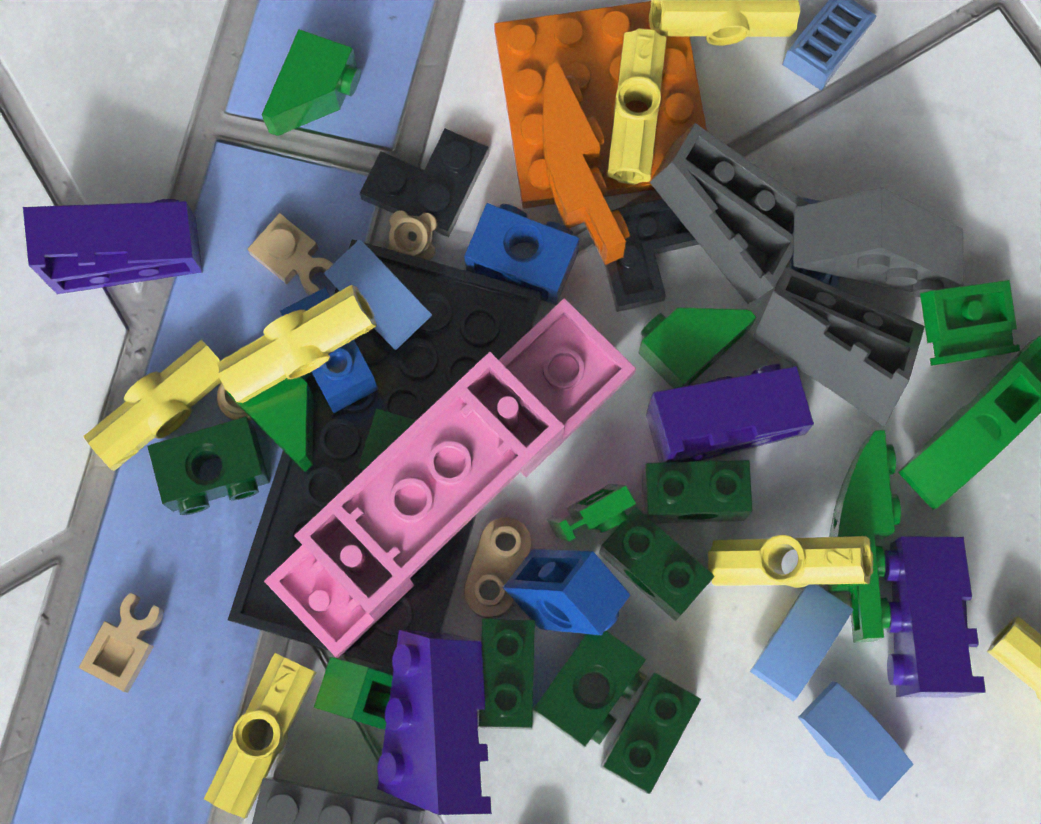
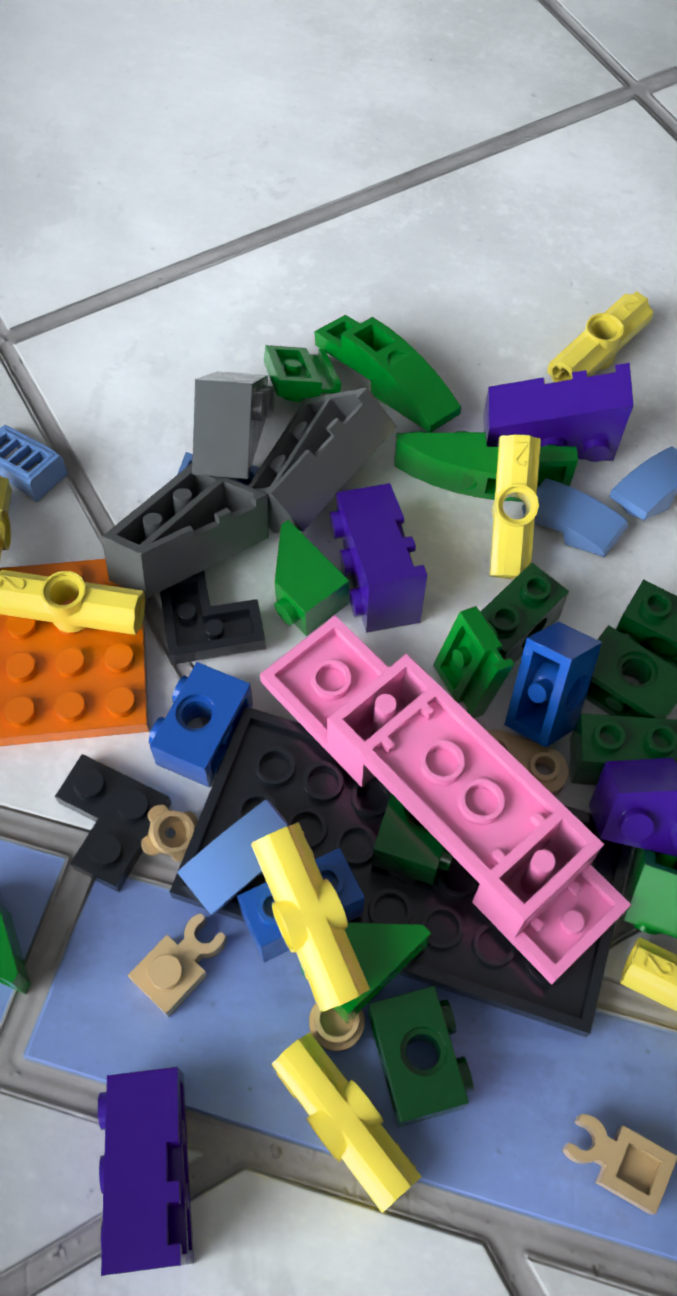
camera: 90 degrees left, 15 degrees down
(570, 151) = (101, 668): orange slope -> none
(697, 491) = (450, 579): dark green brick -> none

